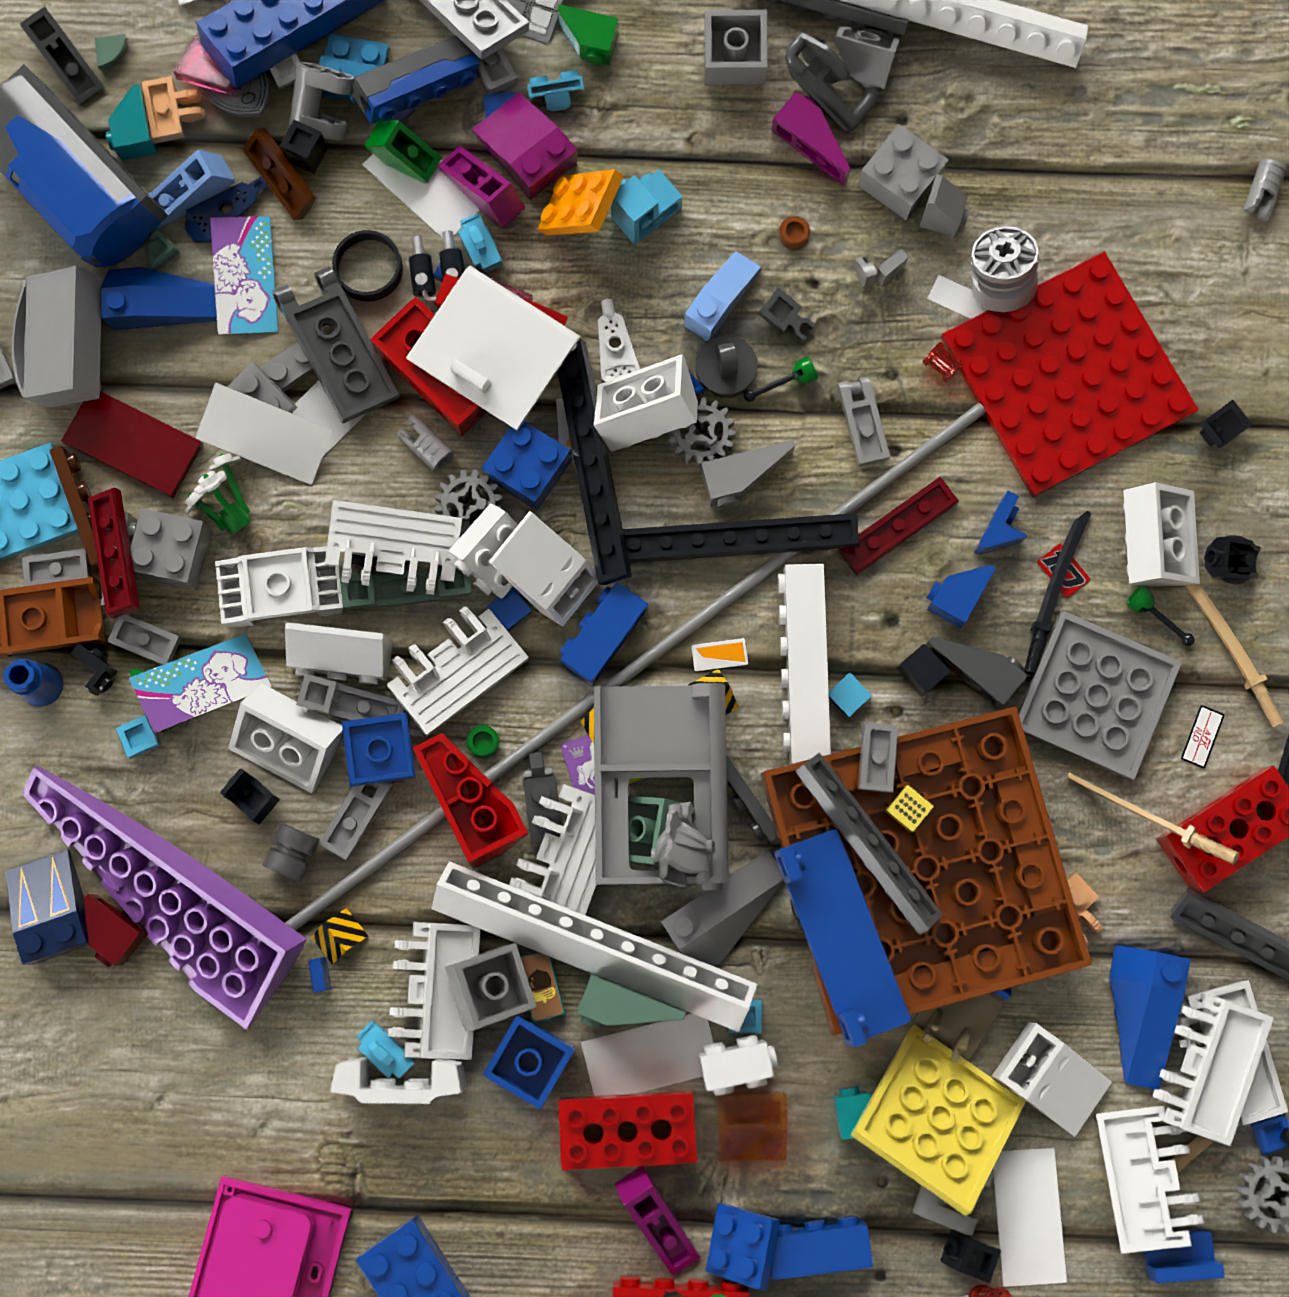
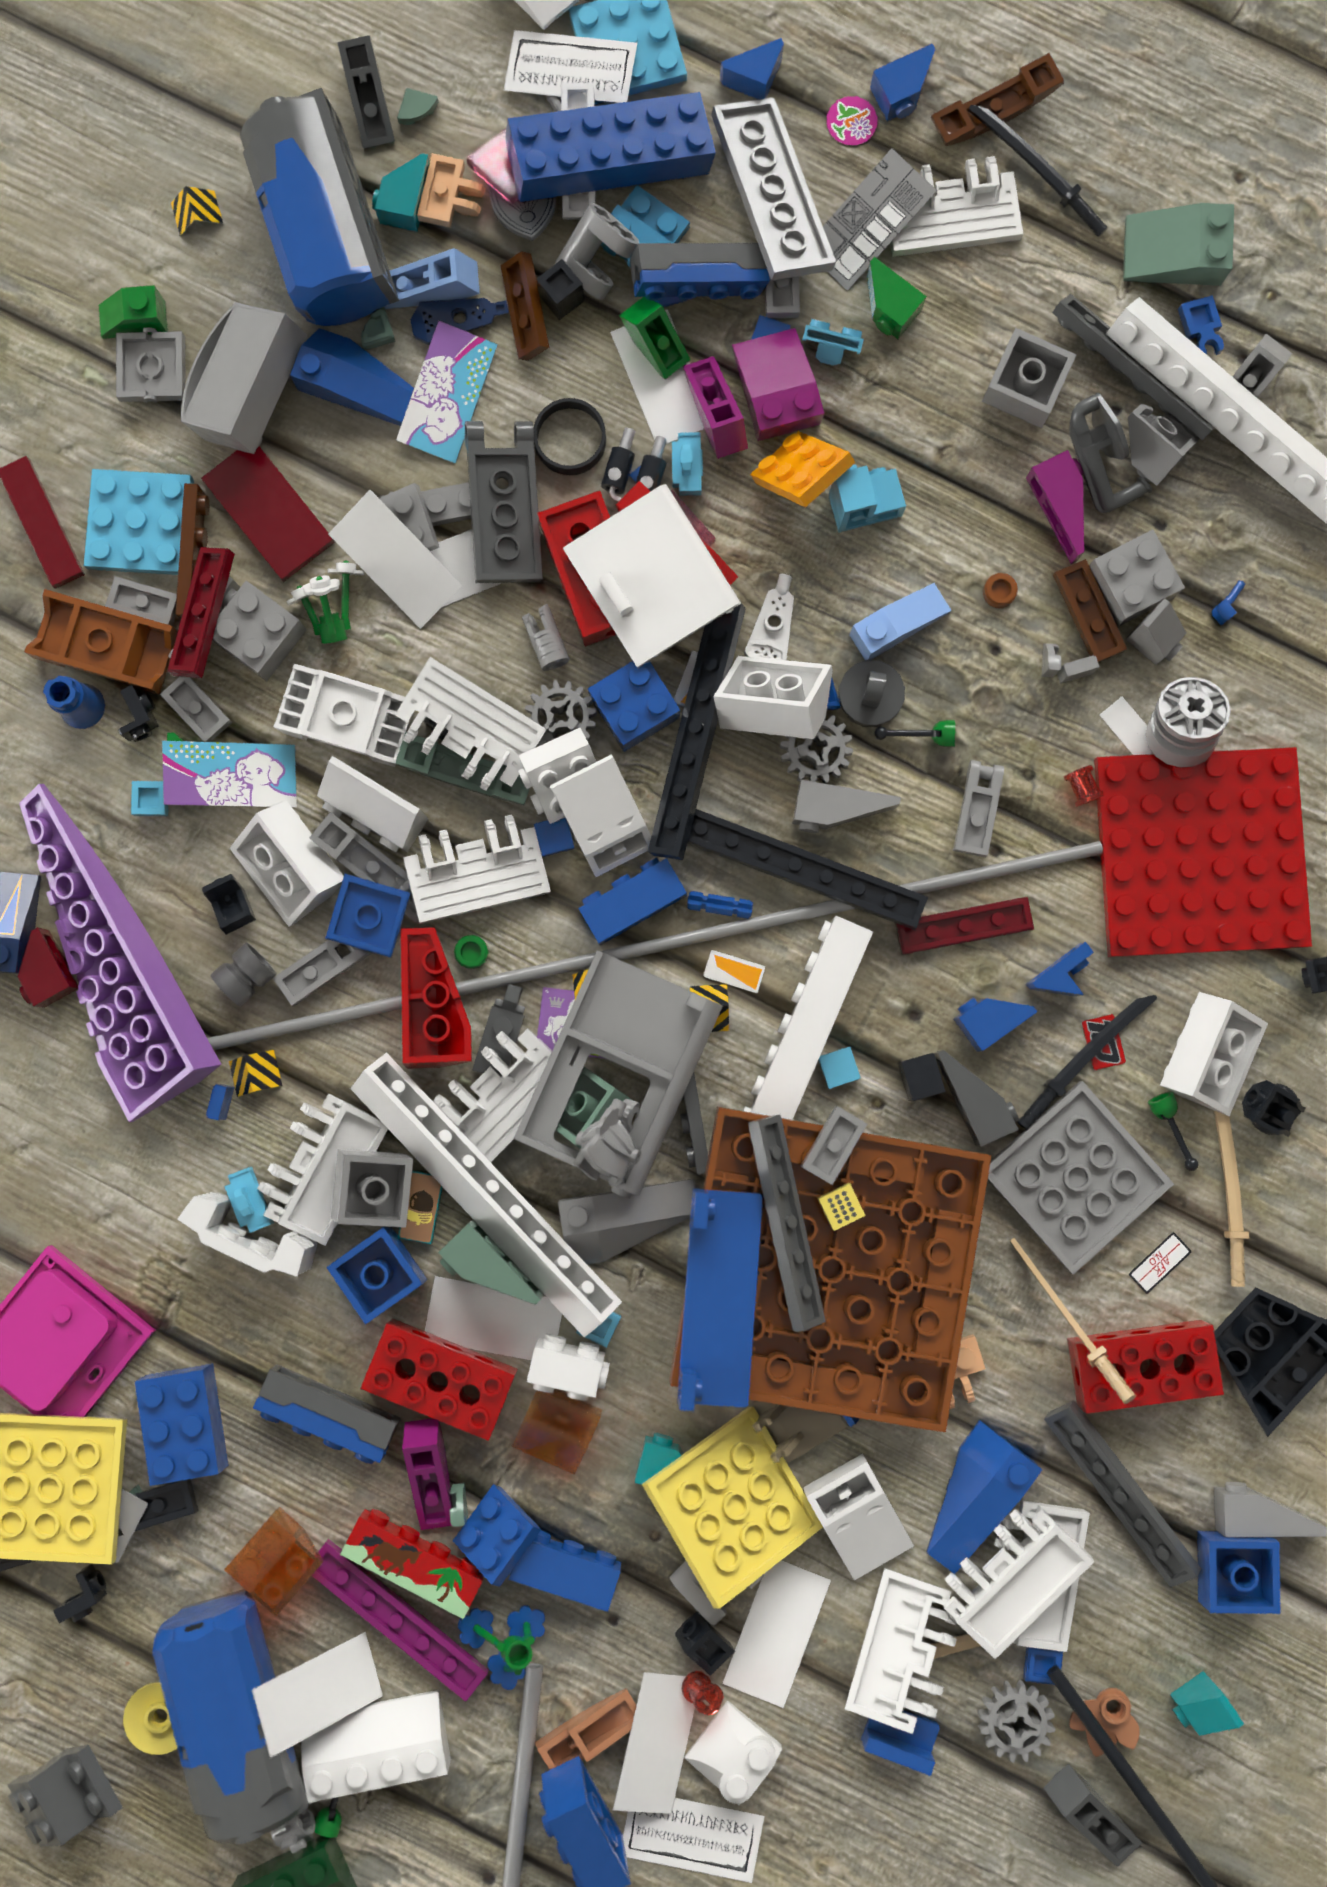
camera: 25 degrees right, 5 degrees up
(541, 1209) = (327, 1414): none -> dark grey piece
(680, 602) = (719, 904): none -> blue axle
(696, 1236) = (459, 1512): none -> sand green tile
(782, 312) = (950, 665): dark grey plate -> none
(877, 215) = (1089, 611): none -> reddish brown plate
(990, 166) = (1224, 610): none -> blue hand

